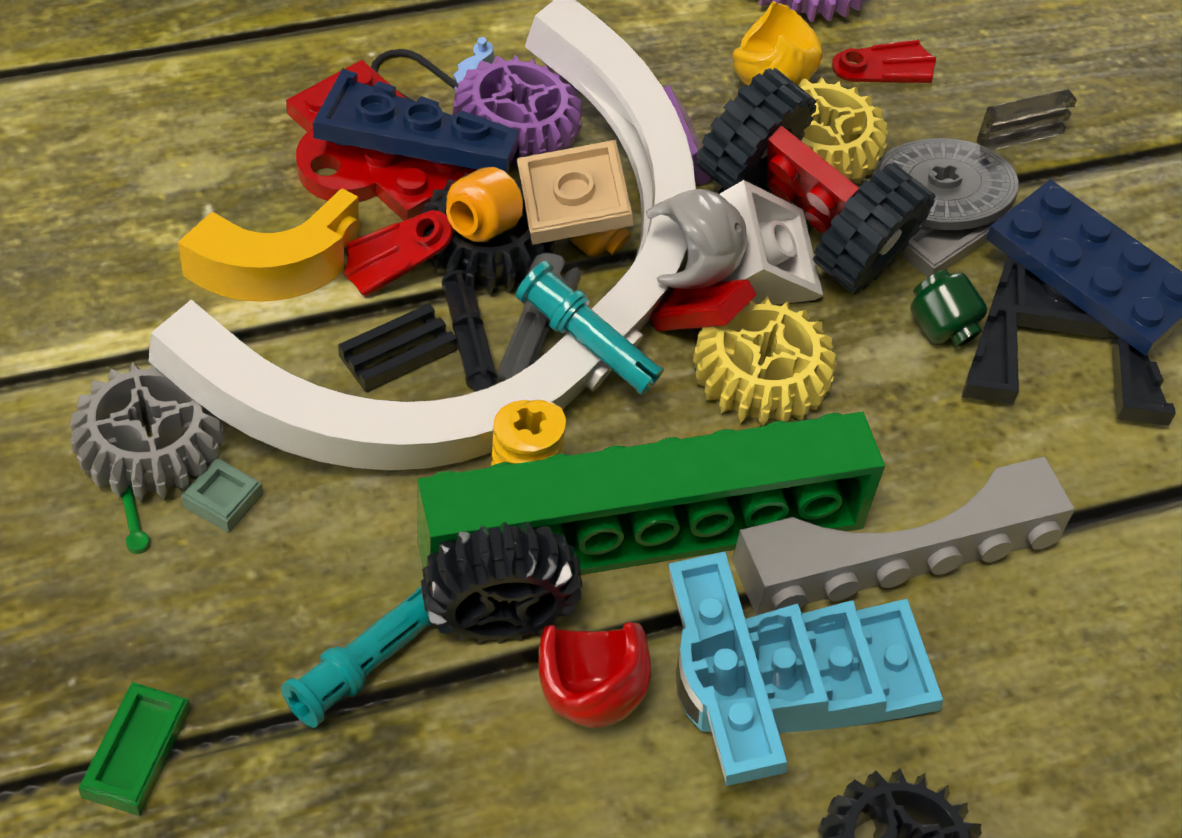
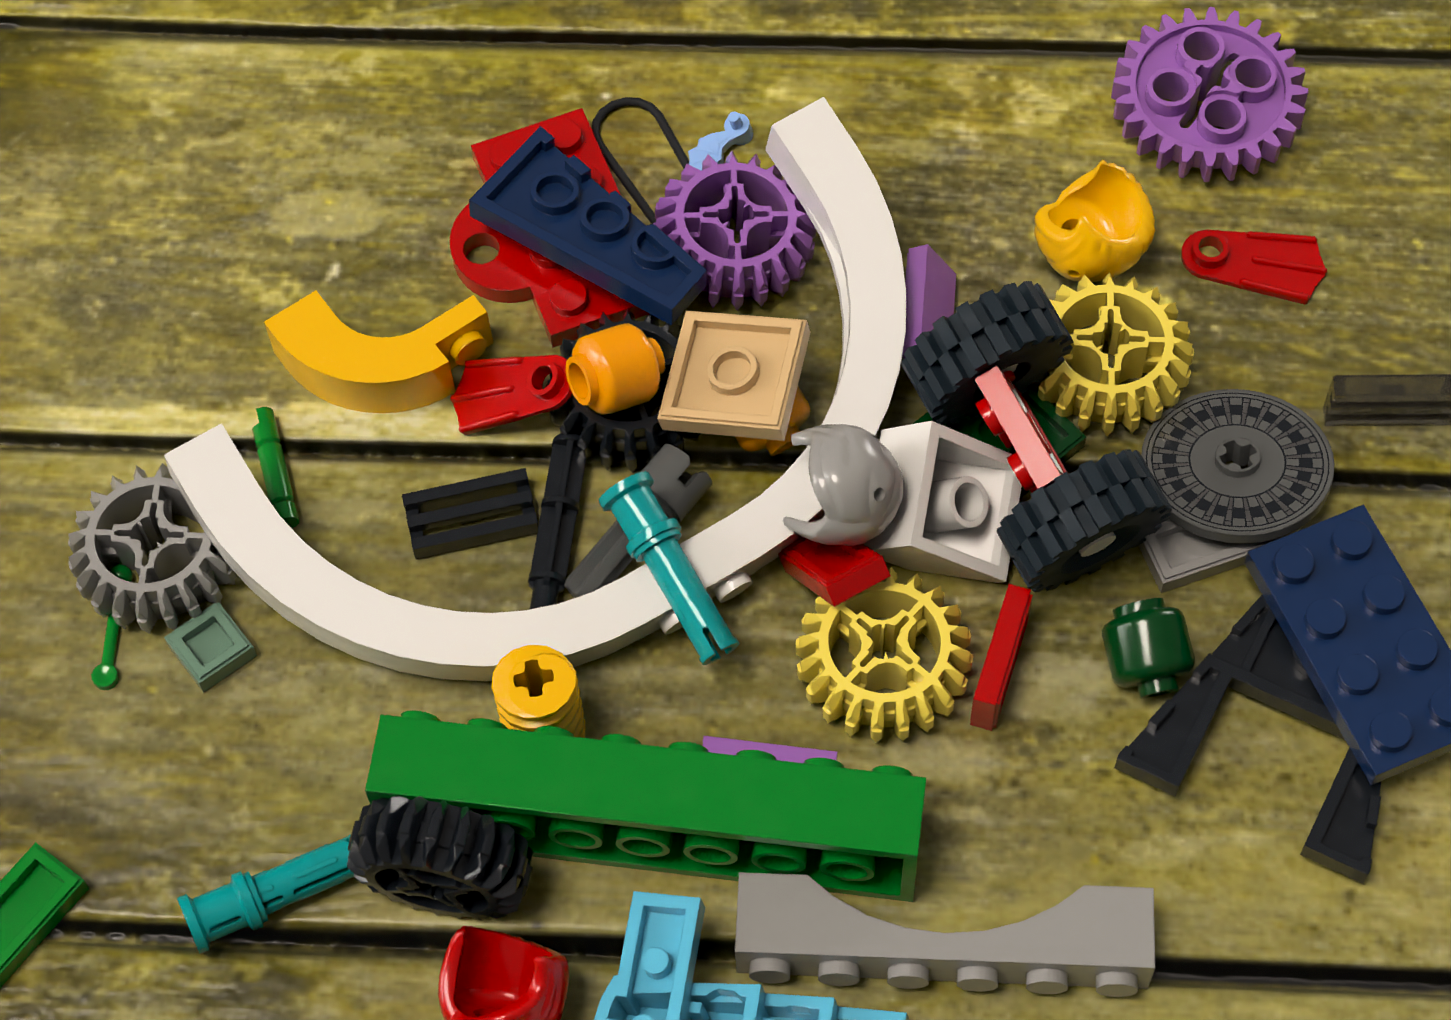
camera: 30 degrees right, 10 degrees up
(850, 341) = (1001, 657): none -> red tile

